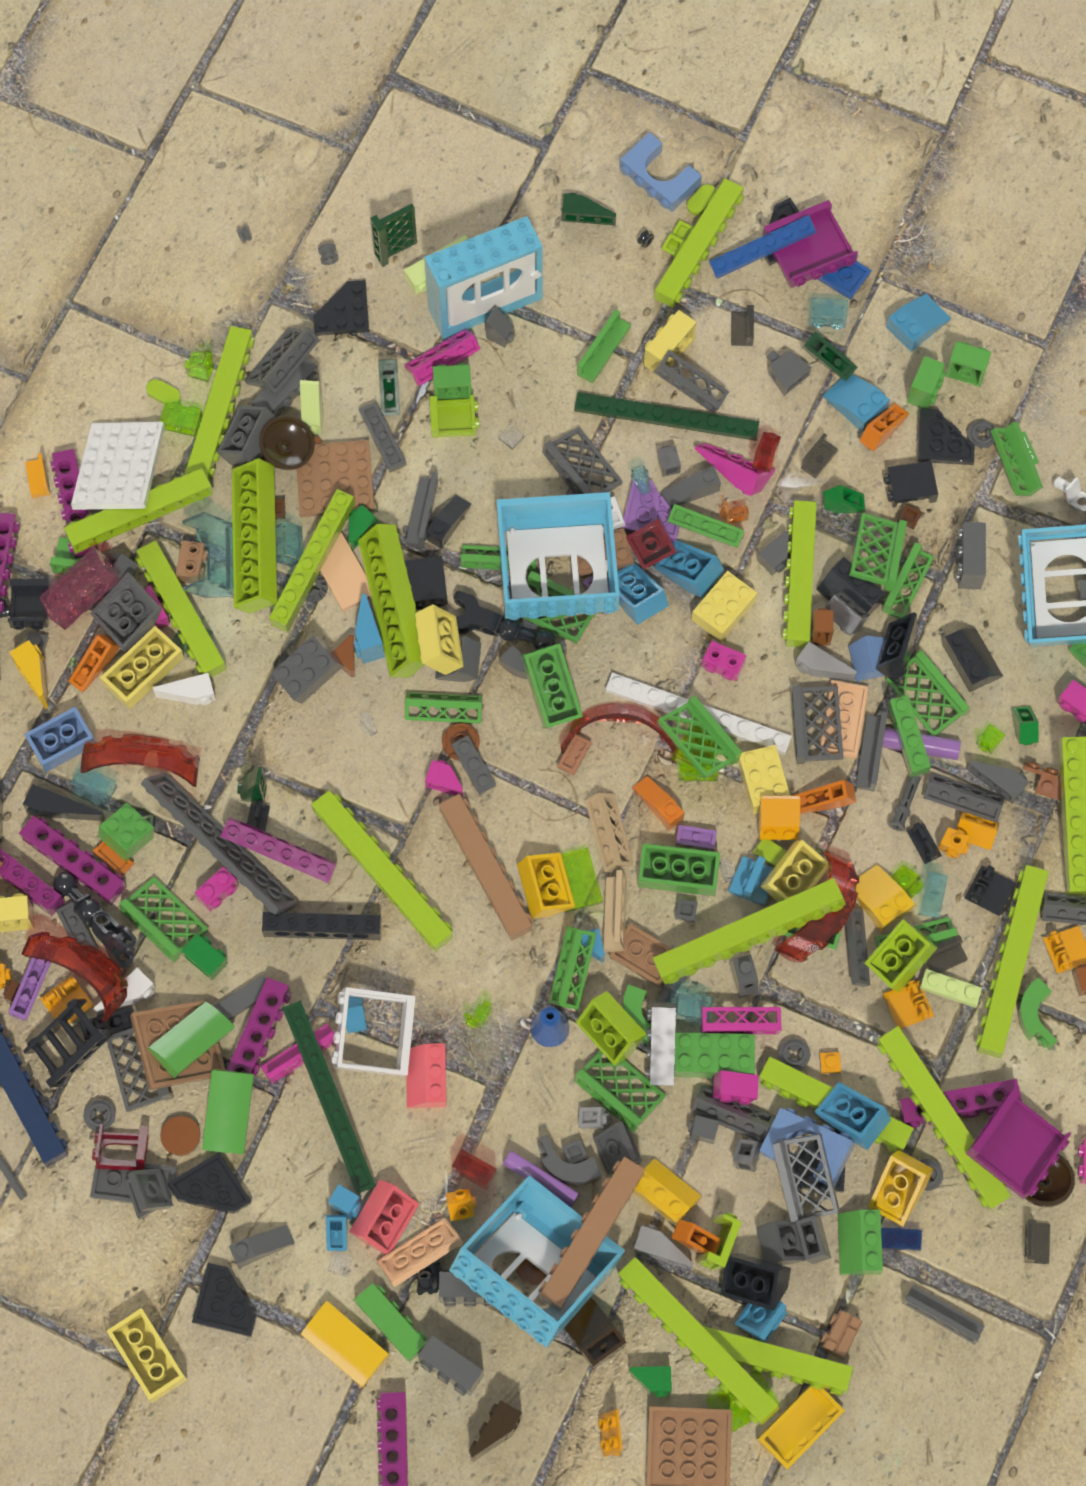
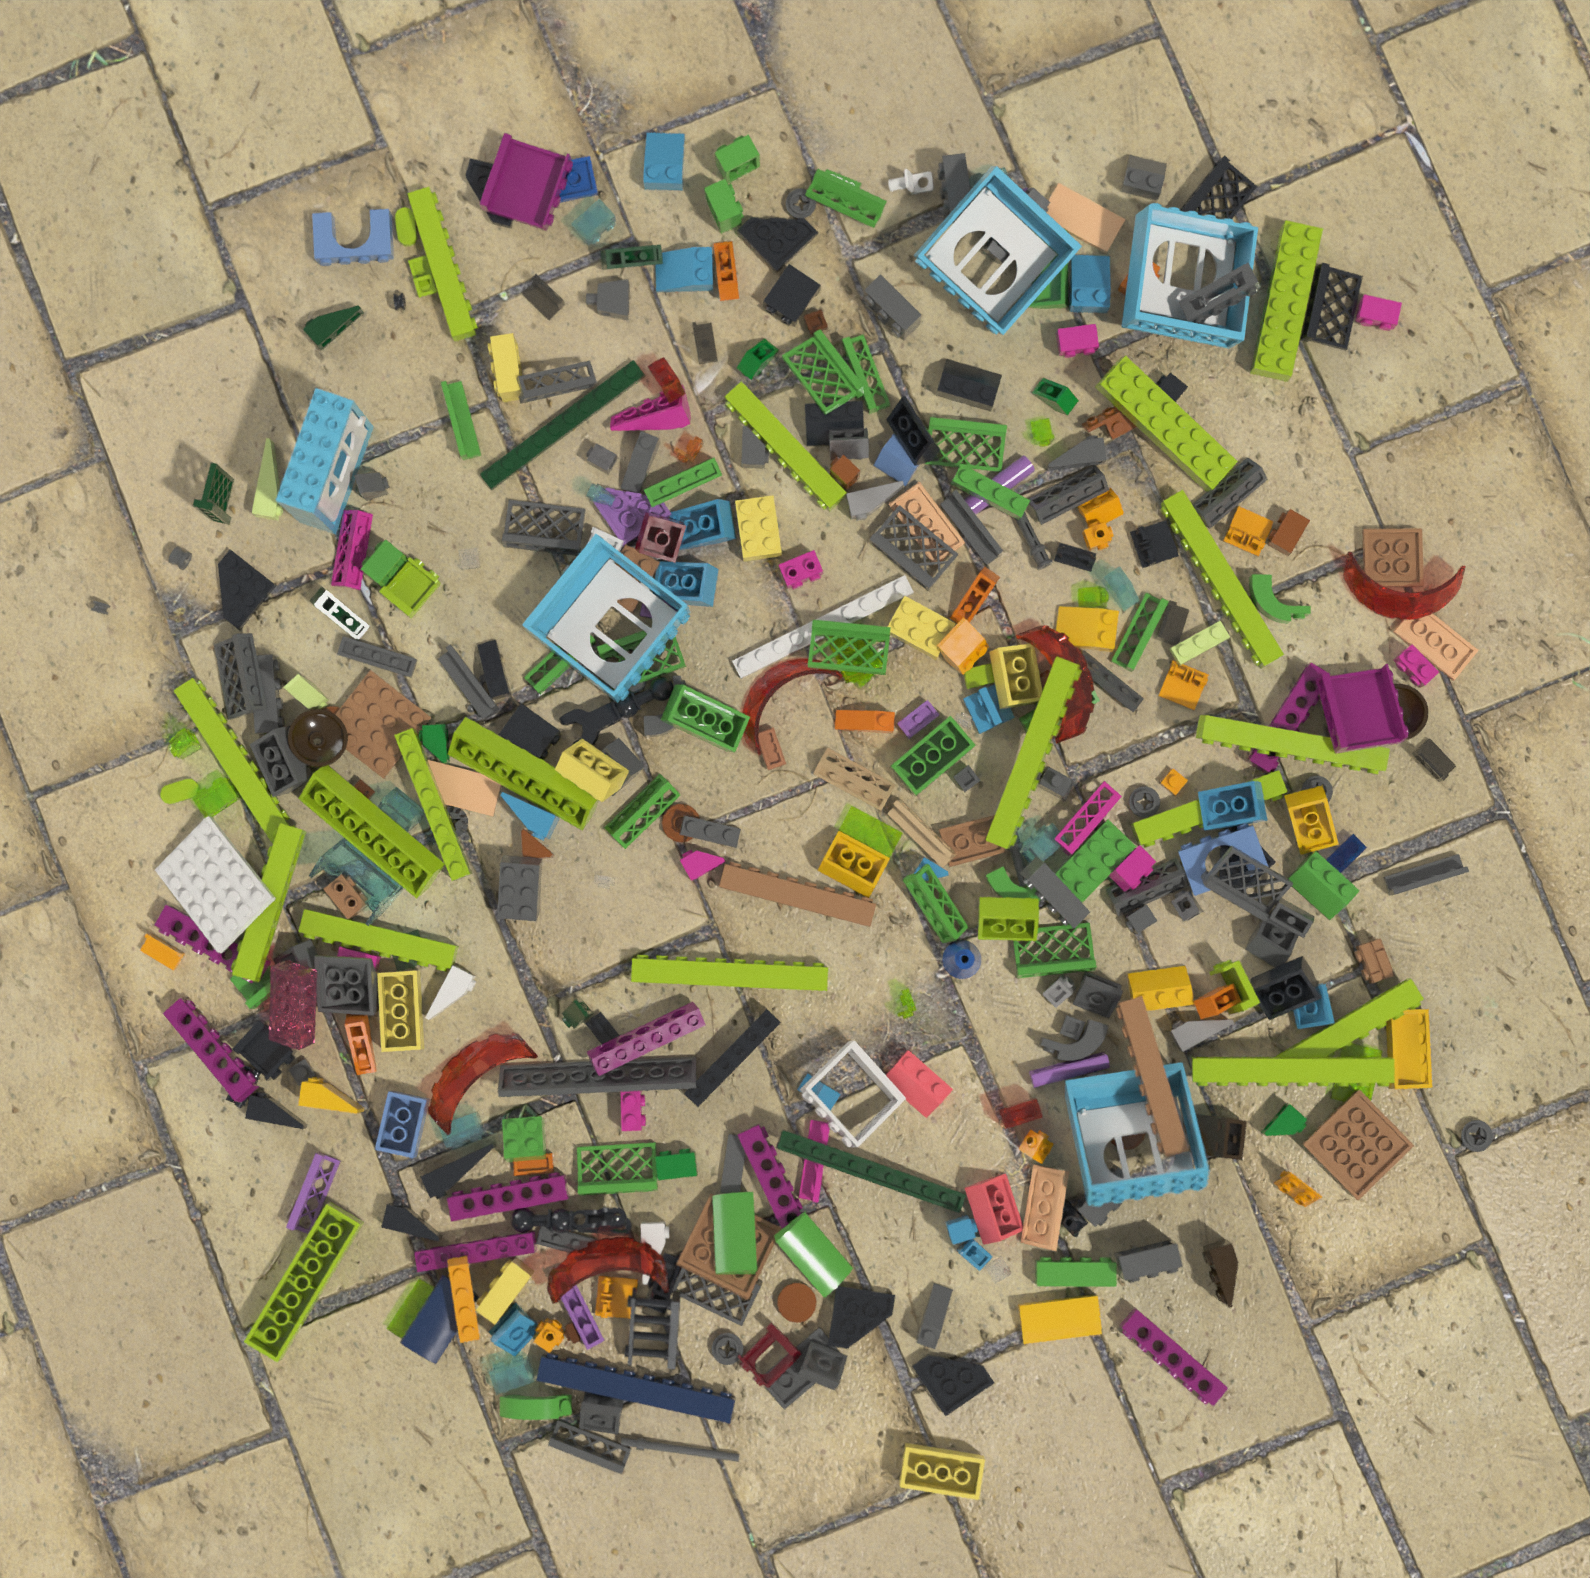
camera: 45 degrees left, 15 degrees up
(763, 246) = (494, 220): blue plate -> none
(900, 955) = (1147, 658): lime slope -> none

